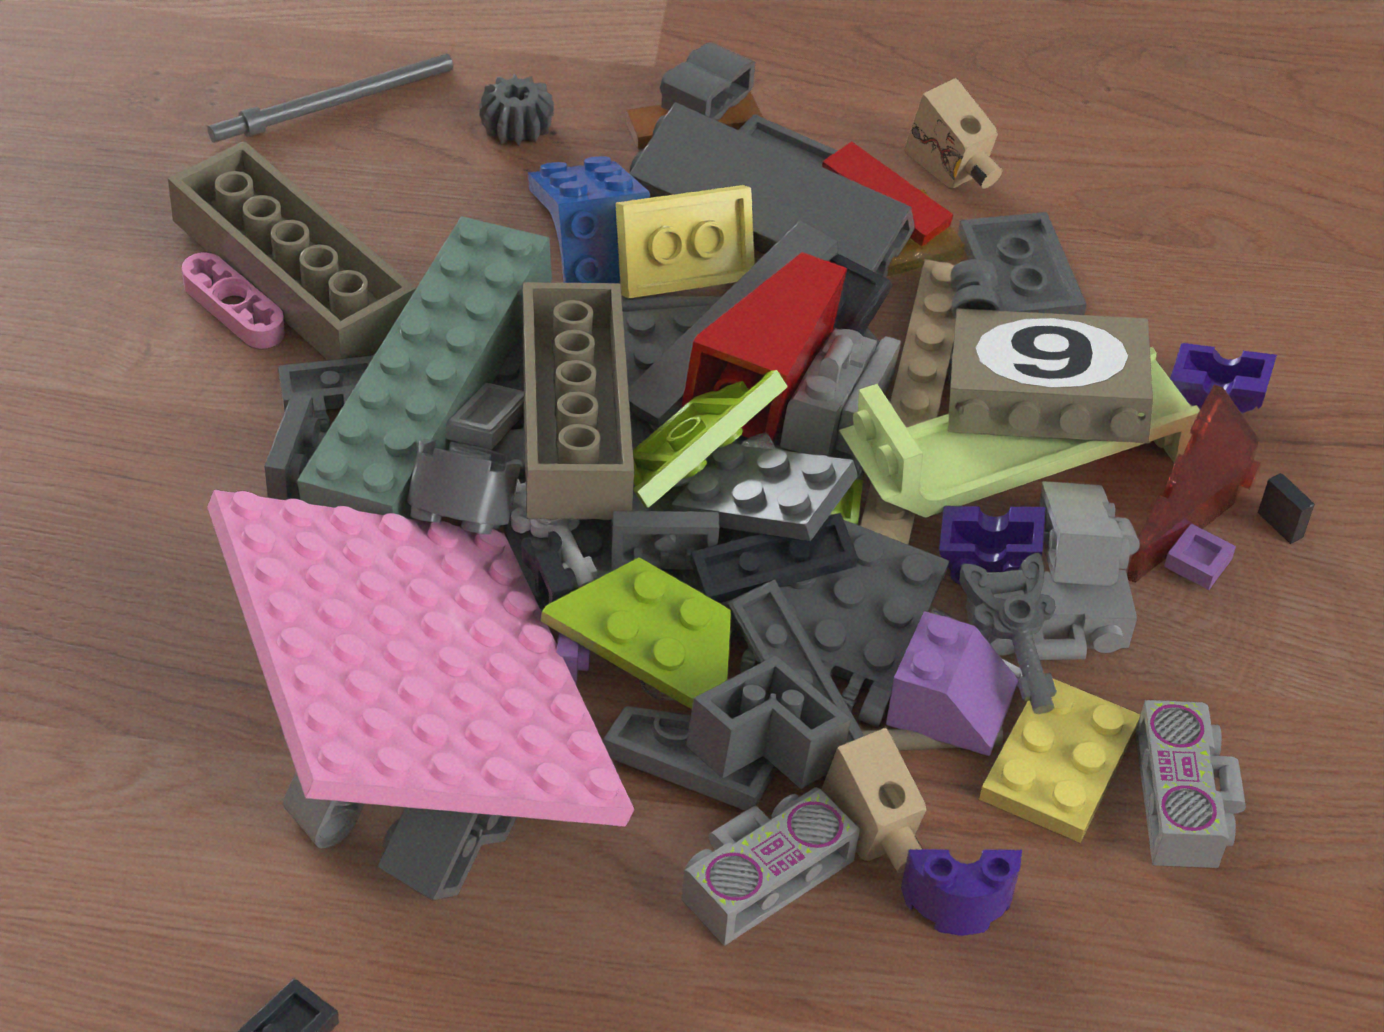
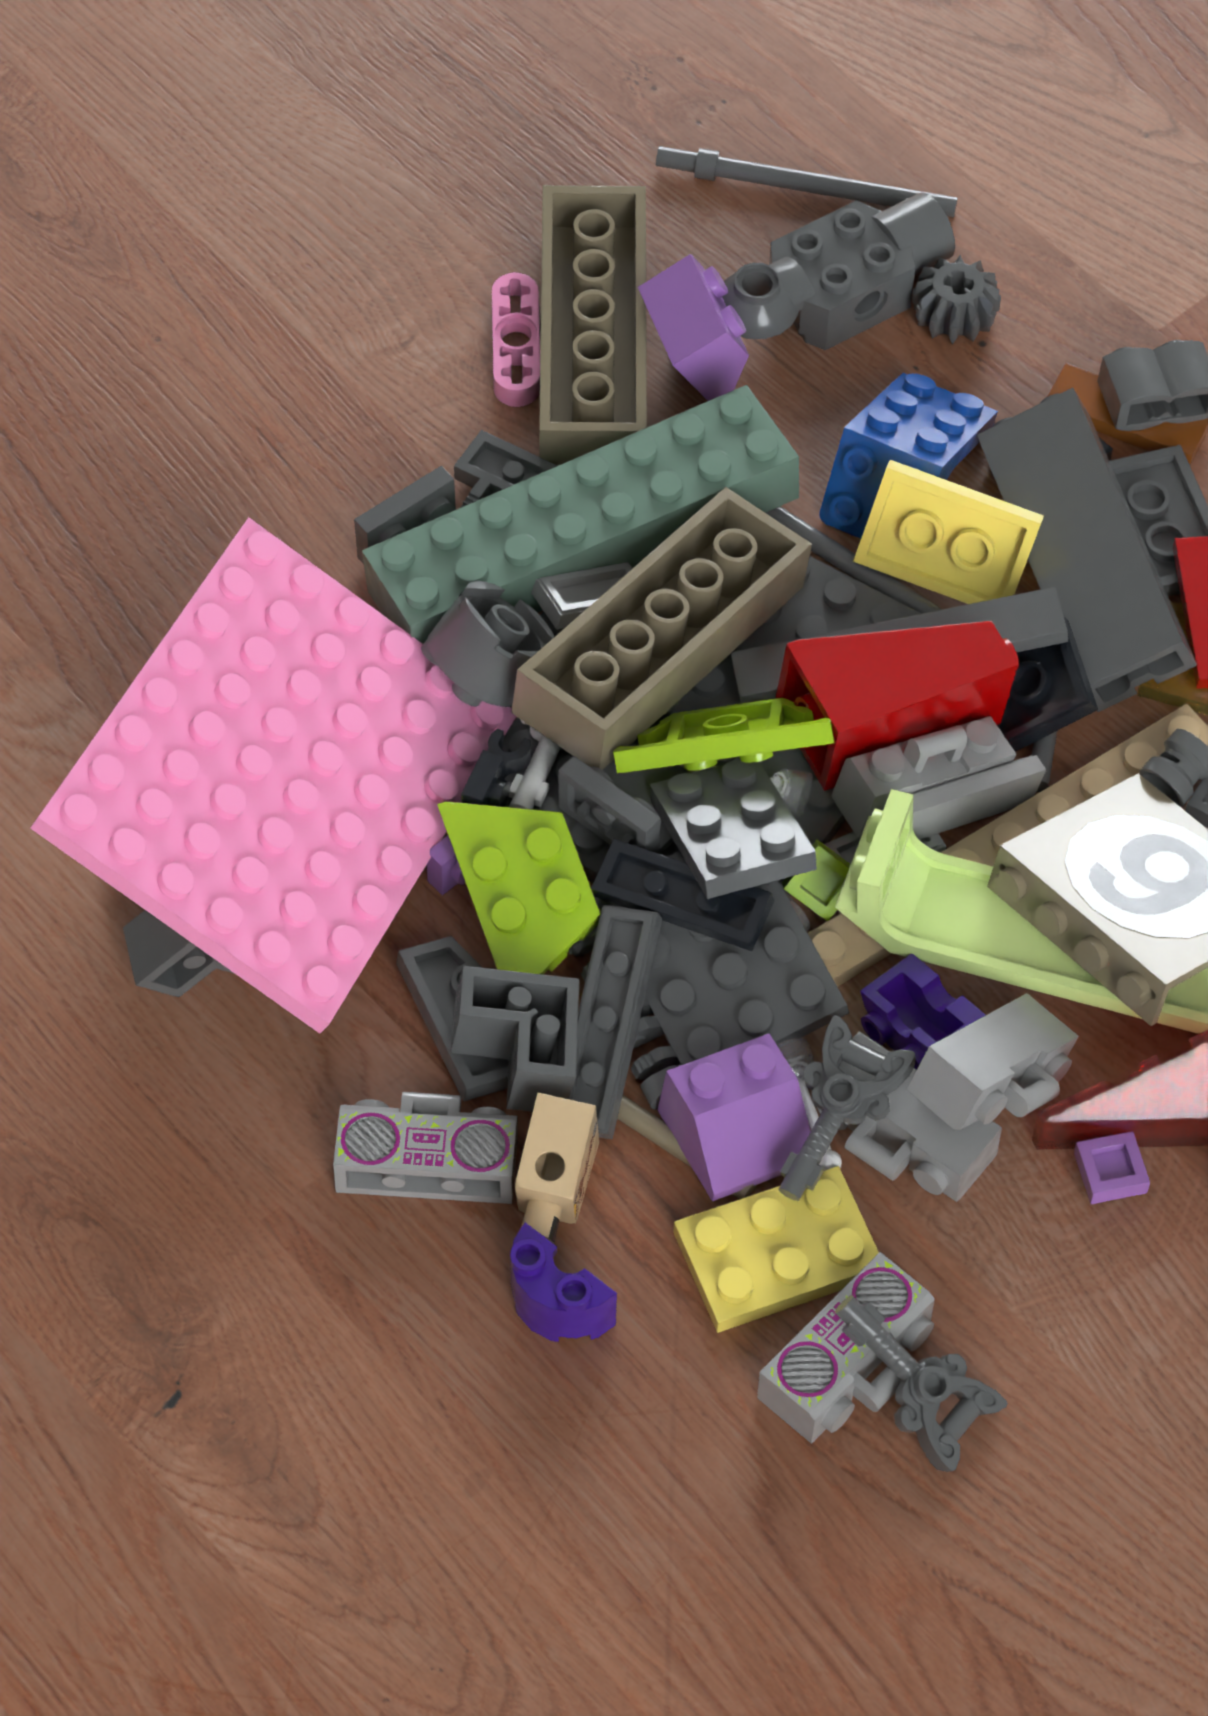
camera: 45 degrees right, 10 degrees up
(380, 206) = (697, 325): none -> medium lavender slope
(426, 130) = (841, 271): none -> dark grey brick
(1265, 765) = (923, 1386): none -> dark grey piece

